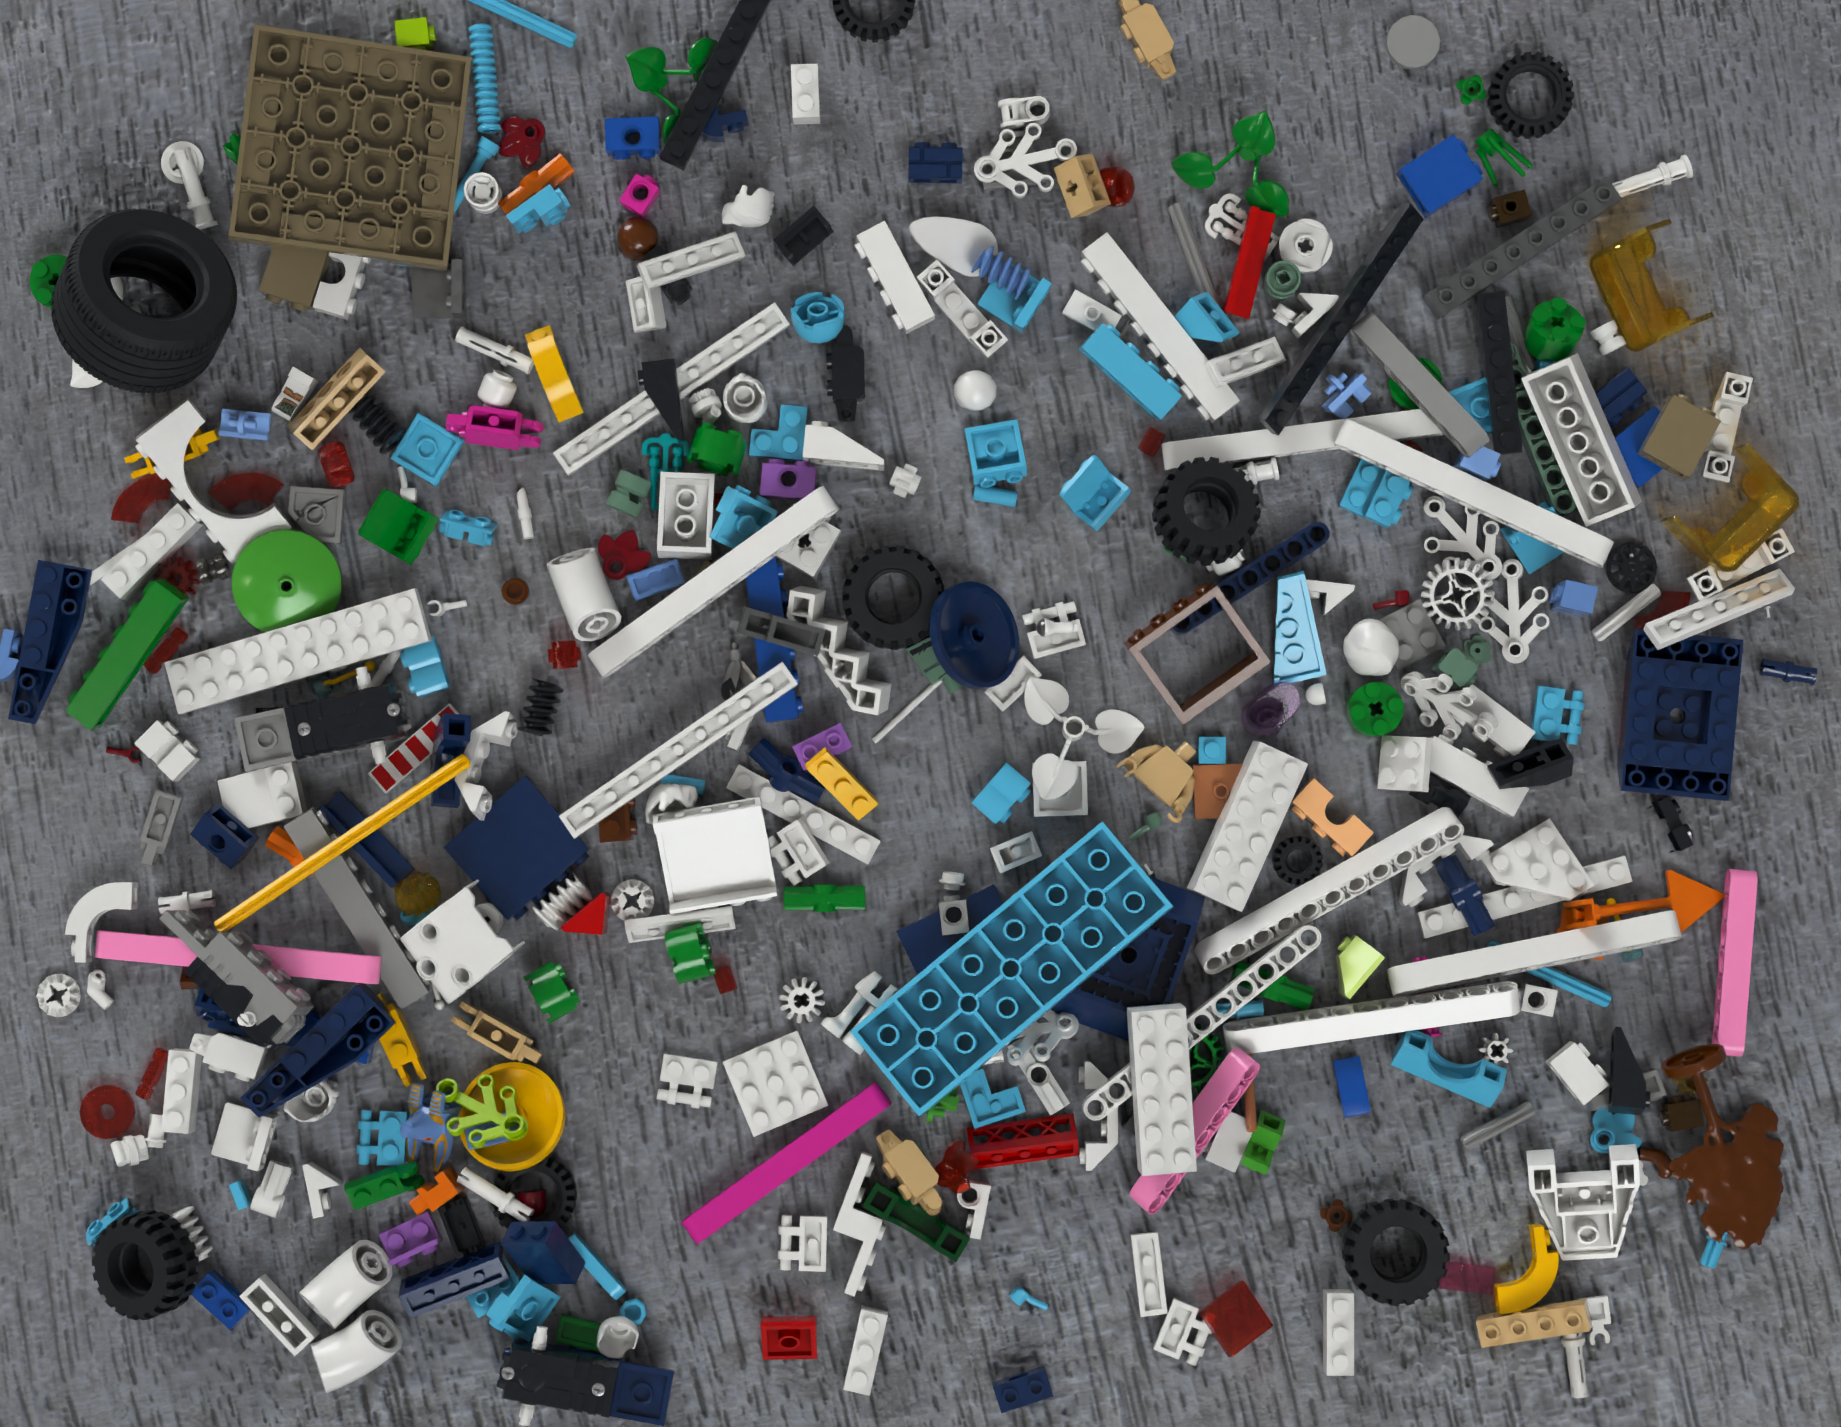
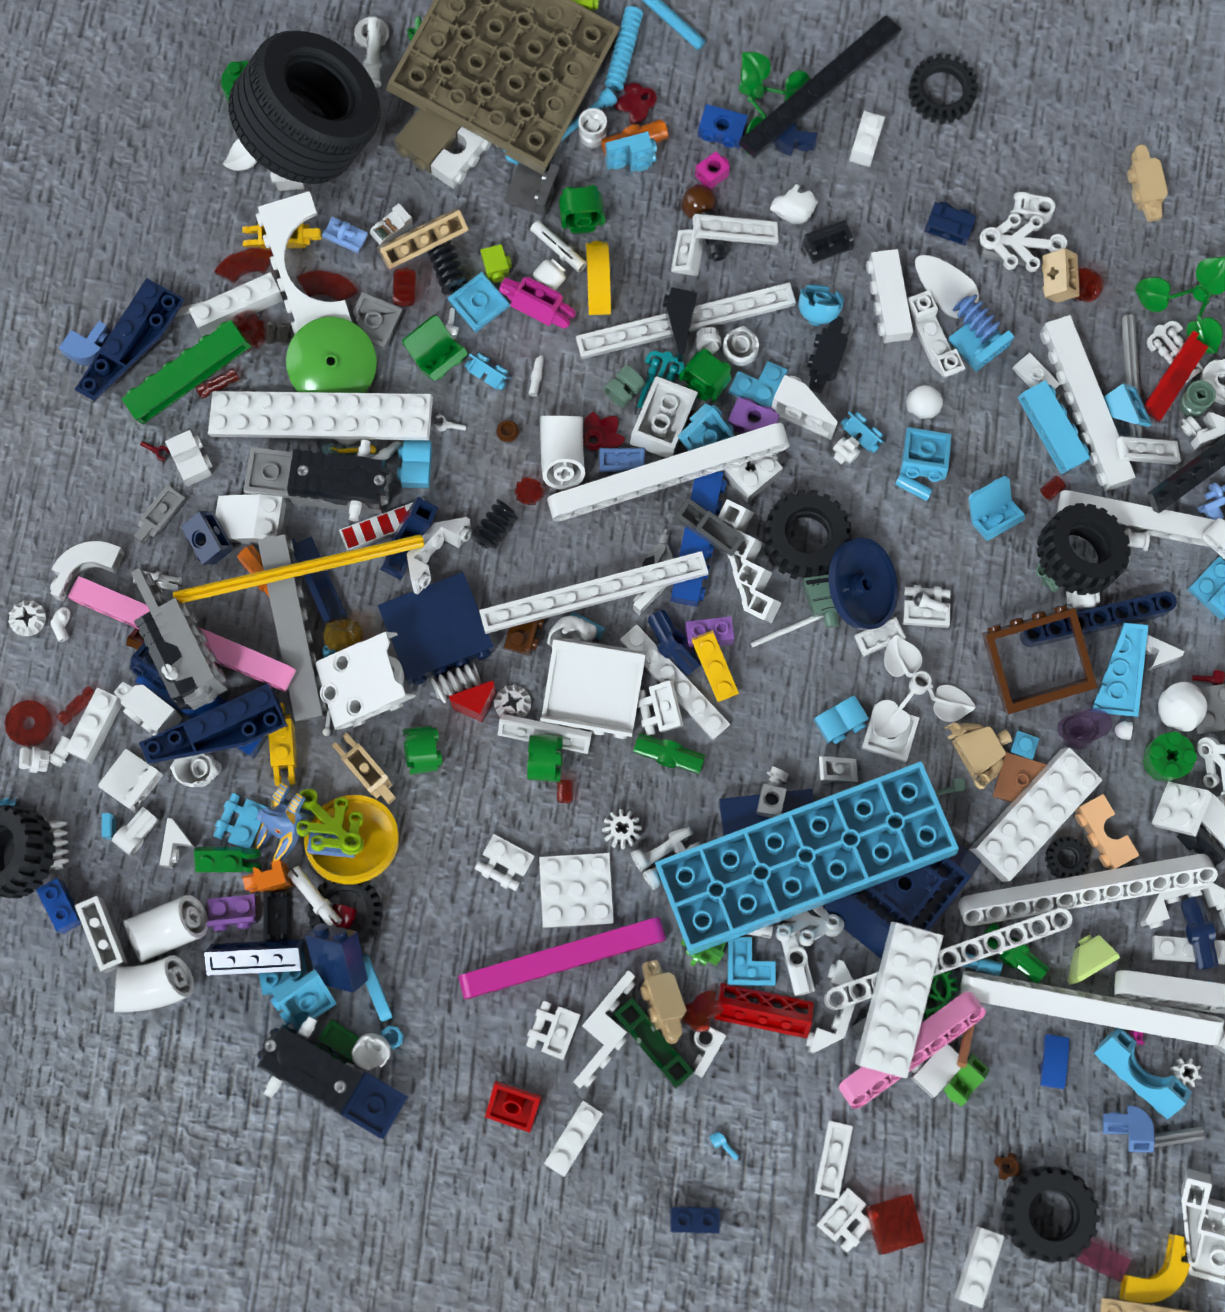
camera: 20 degrees right, 10 degrees down
(430, 397) = (495, 263): none -> lime brick
(505, 299) = (581, 209): none -> green brick
(927, 452) = (857, 425): none -> medium azure hinge
(1459, 1127) = (1135, 1124): none -> medium blue brick

